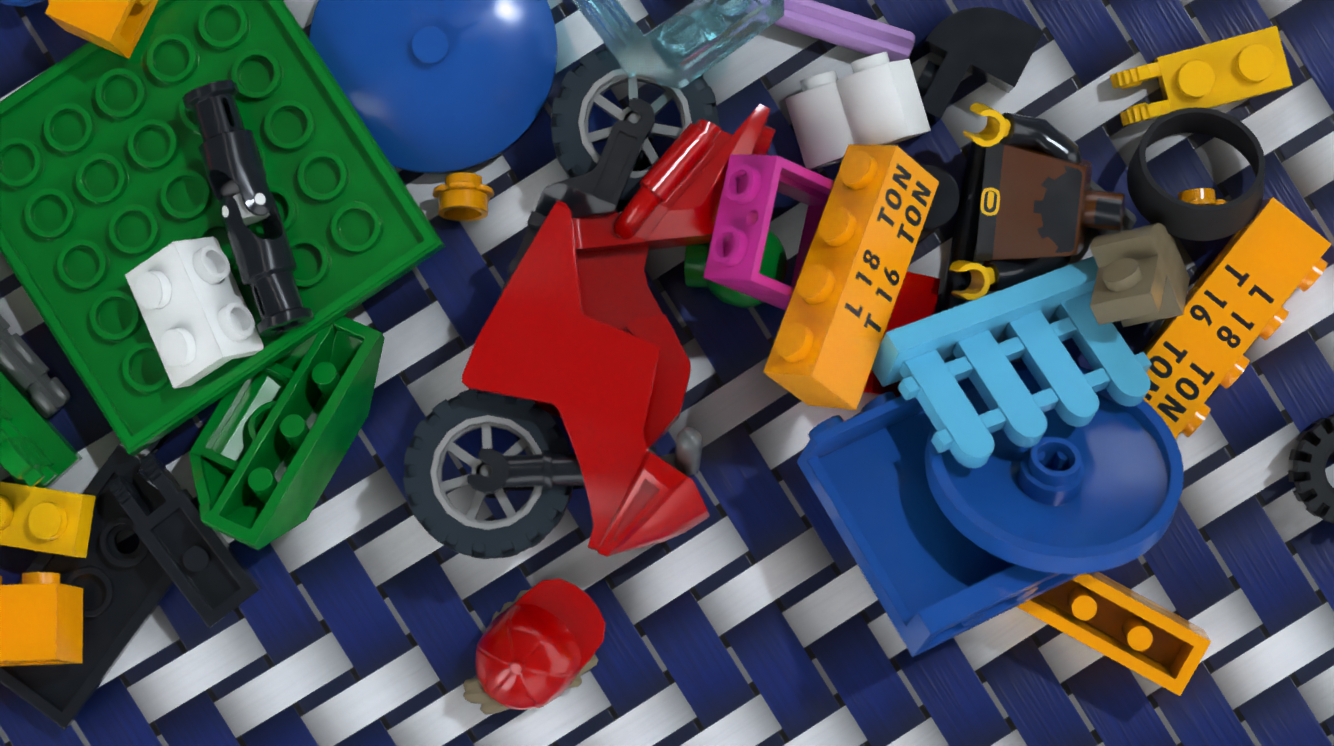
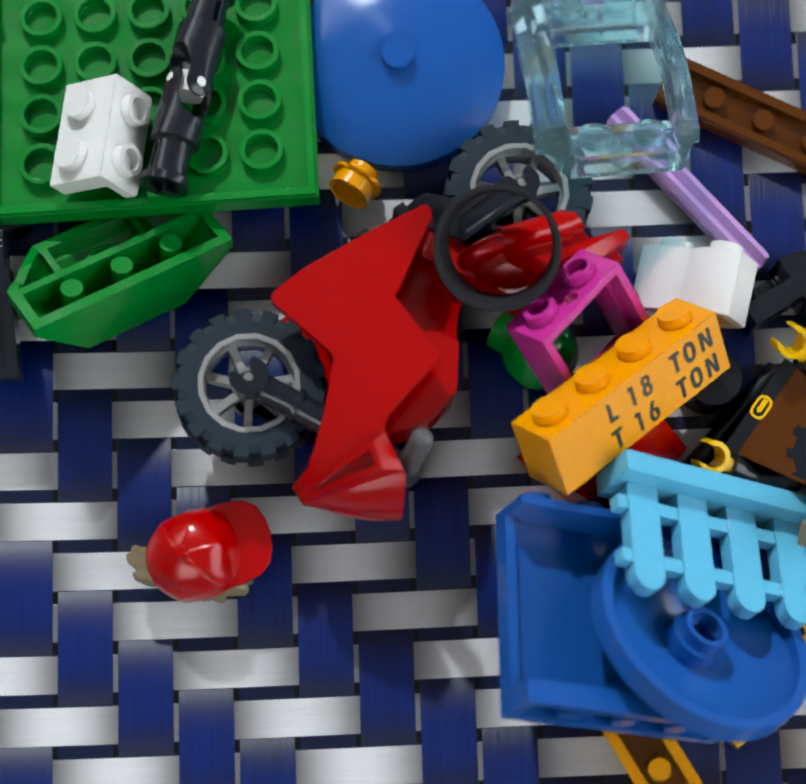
camera: 25 degrees right, 10 degrees down
(658, 264) = (471, 295): none -> black tyre

